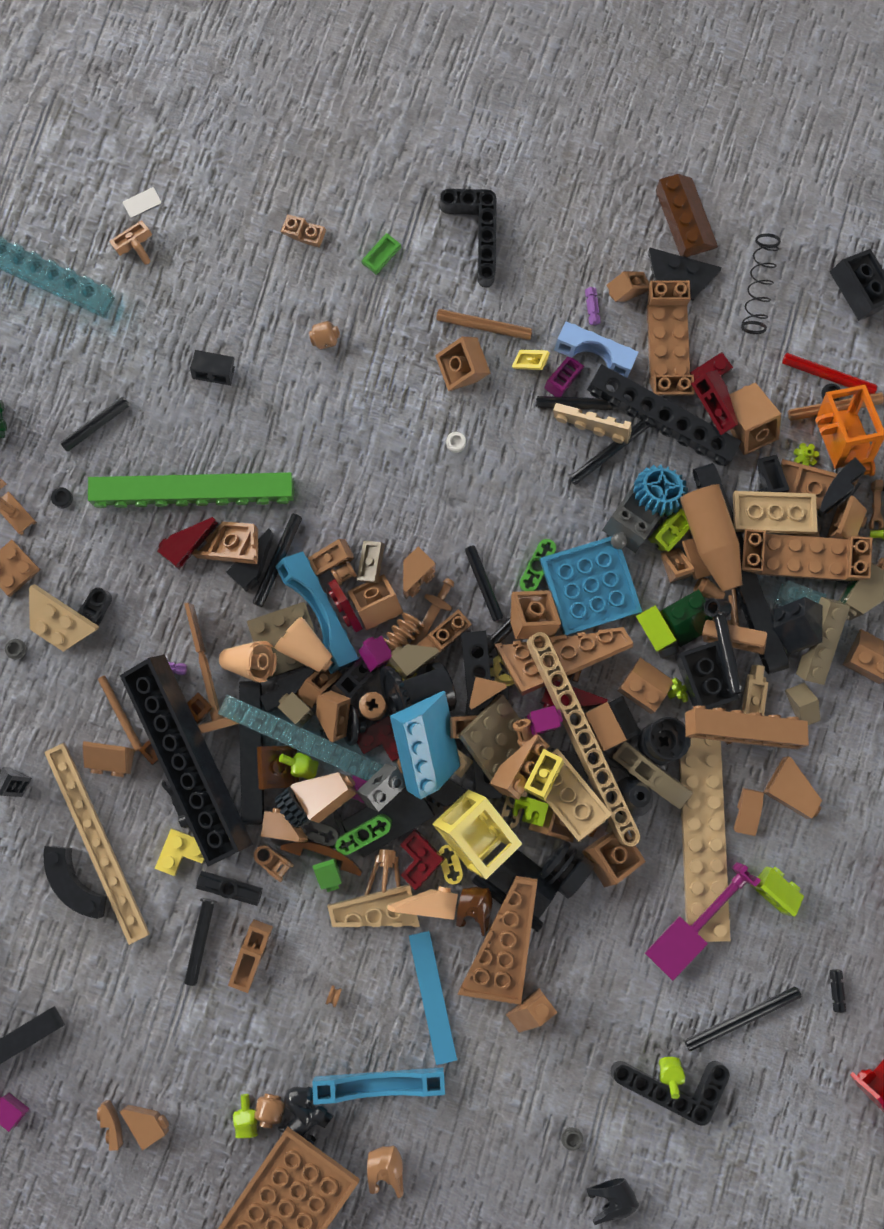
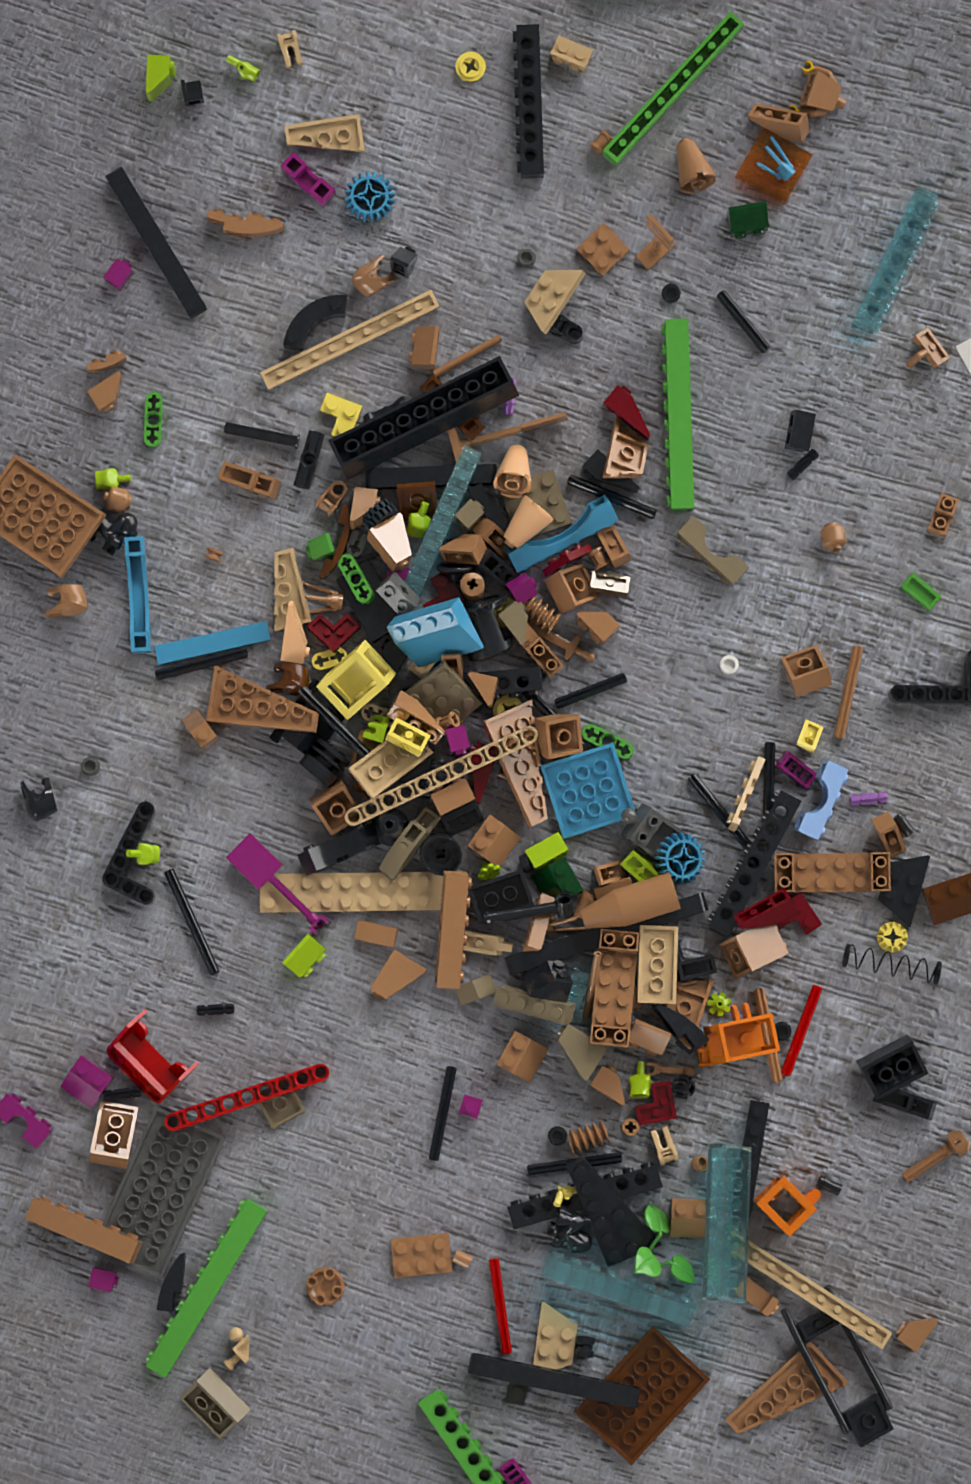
camera: 95 degrees right, 5 degrees up
(29, 822) = (367, 280): none -> medium nougat helmet
(163, 1061) = (148, 405): none -> bright green beam
(247, 366) = (802, 464): none -> black axle
(321, 474) = (729, 568): none -> dark tan arch
(456, 1010) = (201, 663): none -> black axle
(524, 859) = (333, 721): none -> black axle
(613, 273) = (904, 824): none -> black pin
(655, 843) = (338, 849): none -> black brick
(725, 290) = (885, 943): none -> light yellow gear
(798, 579) = (591, 985): none -> medium nougat piece

